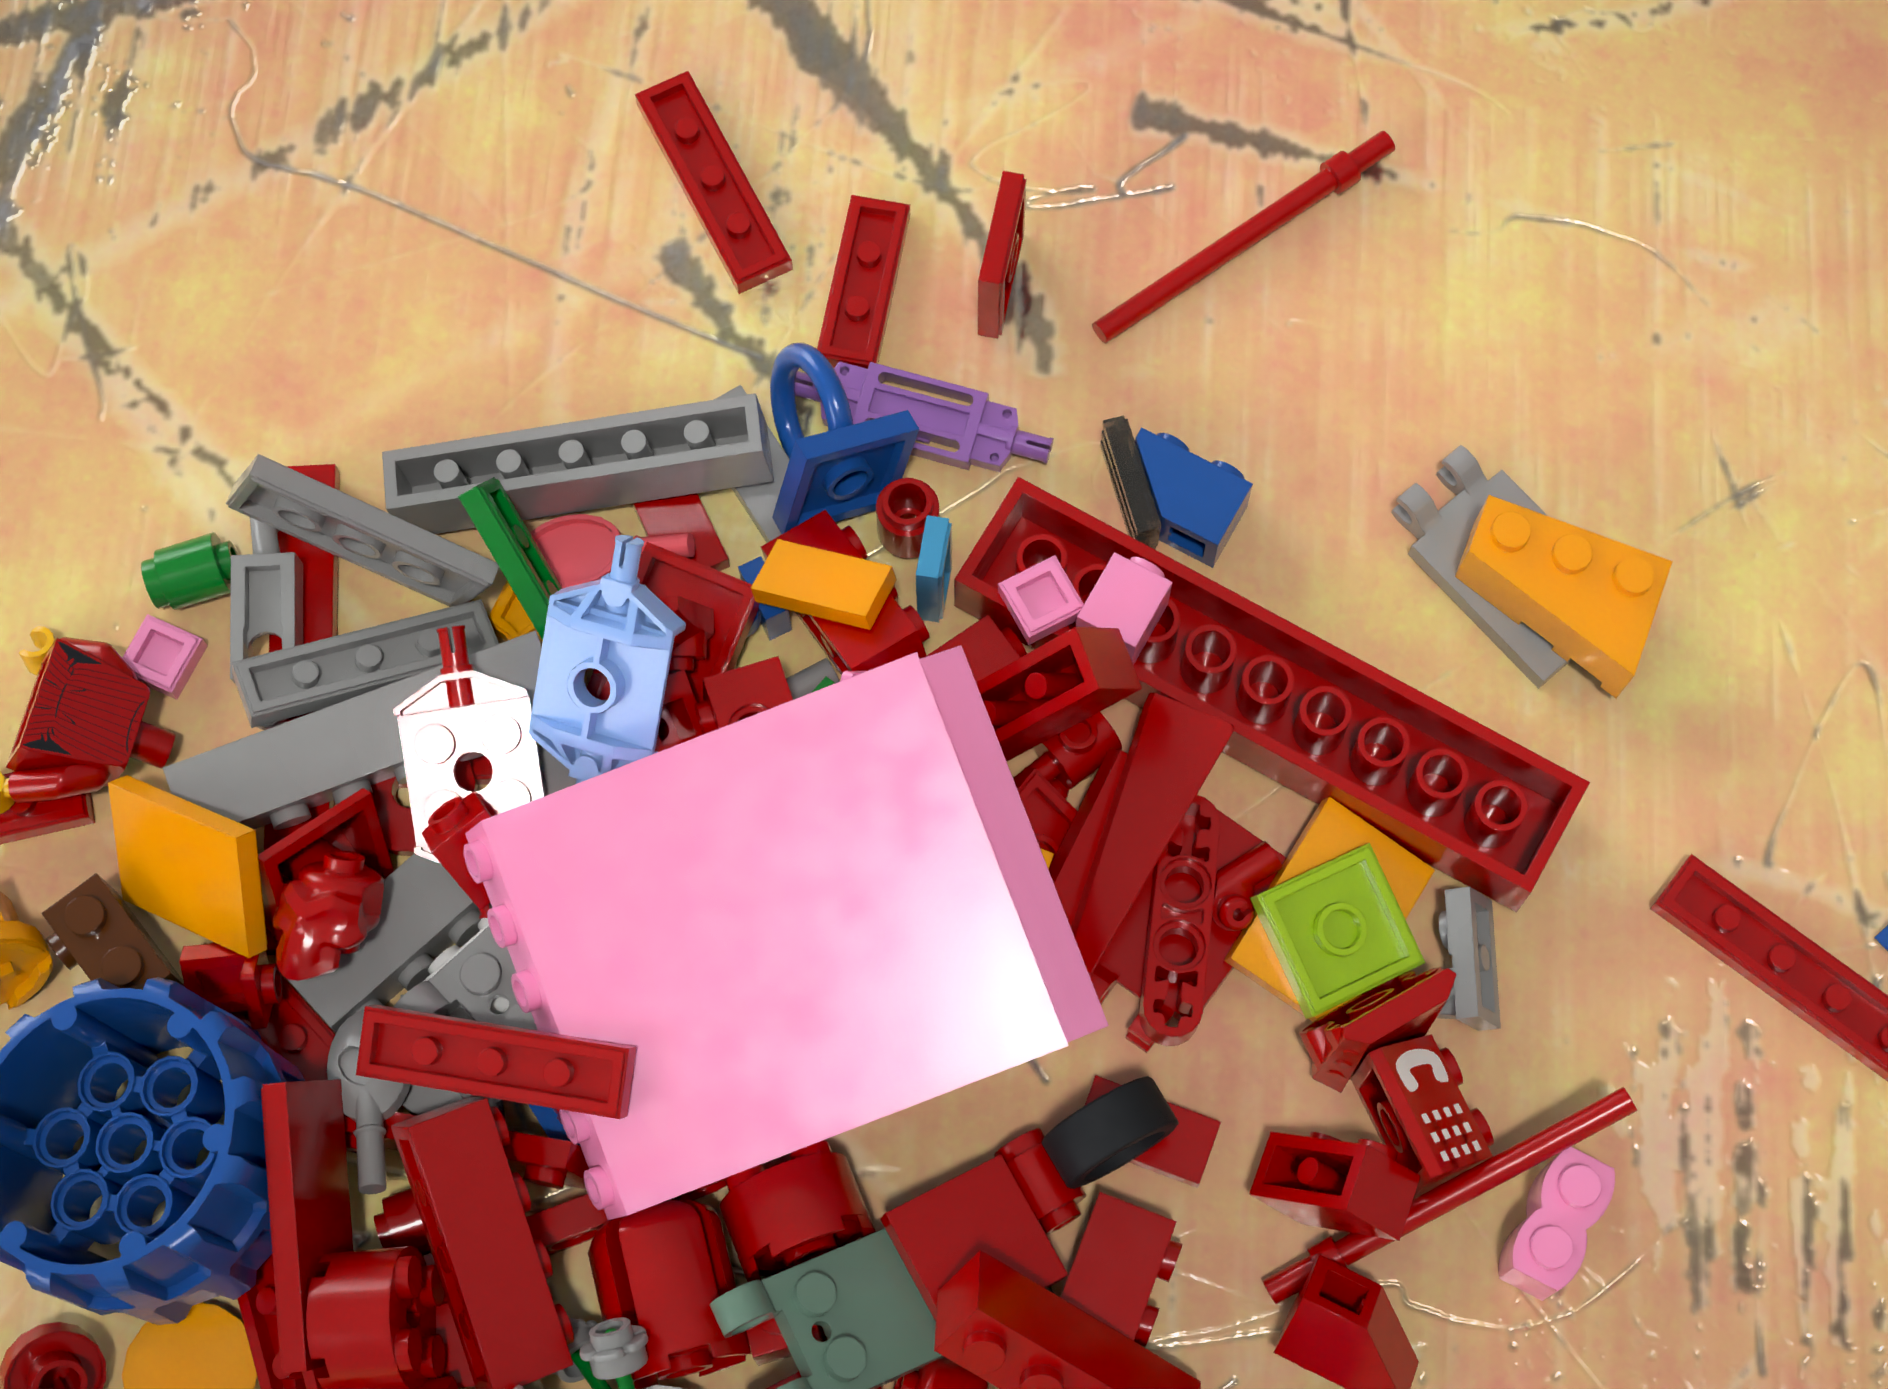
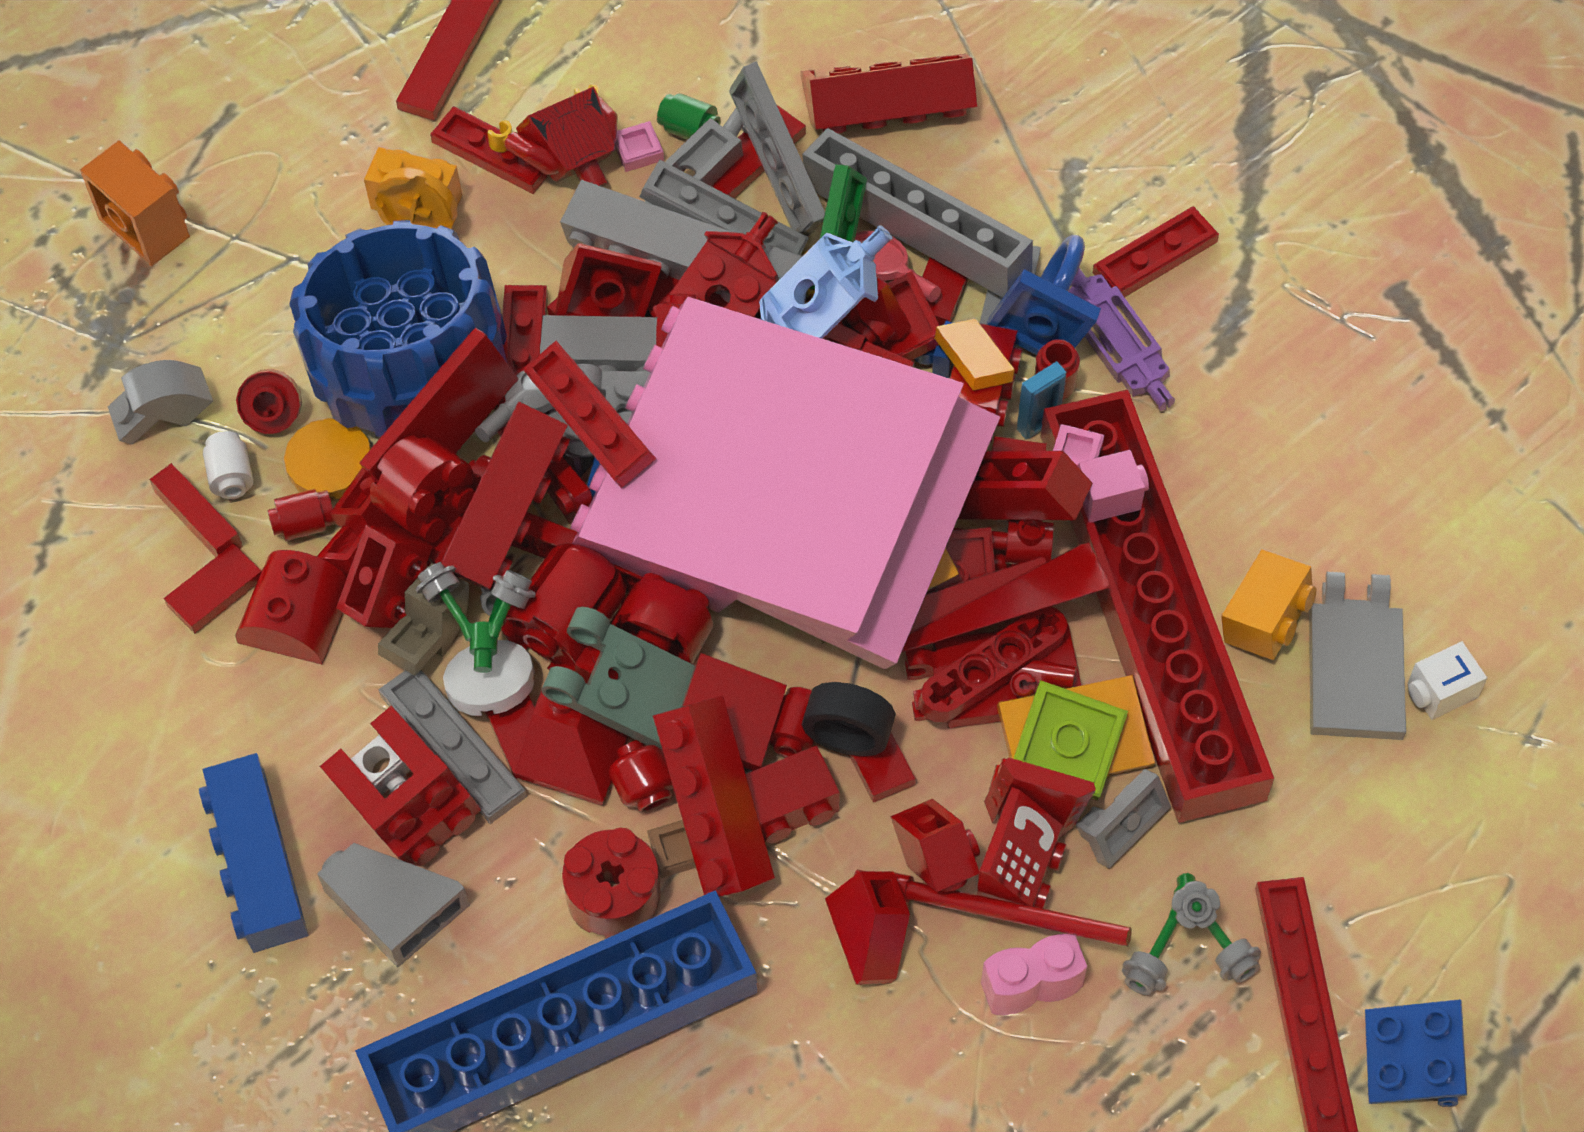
camera: 45 degrees right, 10 degrees down
(105, 937) = (489, 230): reddish brown brick -> none
(188, 865) = (549, 232): light orange tile -> none
(233, 980) = (519, 301): red bracket -> none
(326, 914) = (587, 300): red head -> none
(391, 344) = (890, 92): none -> red wedge
(714, 182) = (1129, 147): red tile -> none
(1001, 254) = (1235, 286): red tile -> none
(1129, 481) = (1190, 451): clear smoke tile -> none
(1193, 497) = (1214, 484): blue slope -> none
(1335, 176) = (1469, 400): red bar -> none
(1379, 589) = (1268, 605): none -> light orange brick
(1567, 586) = (1371, 684): light orange wedge -> none
(1622, 502) = (1446, 681): none -> white brick
(1659, 1002) = (1191, 907): none -> light grey plant

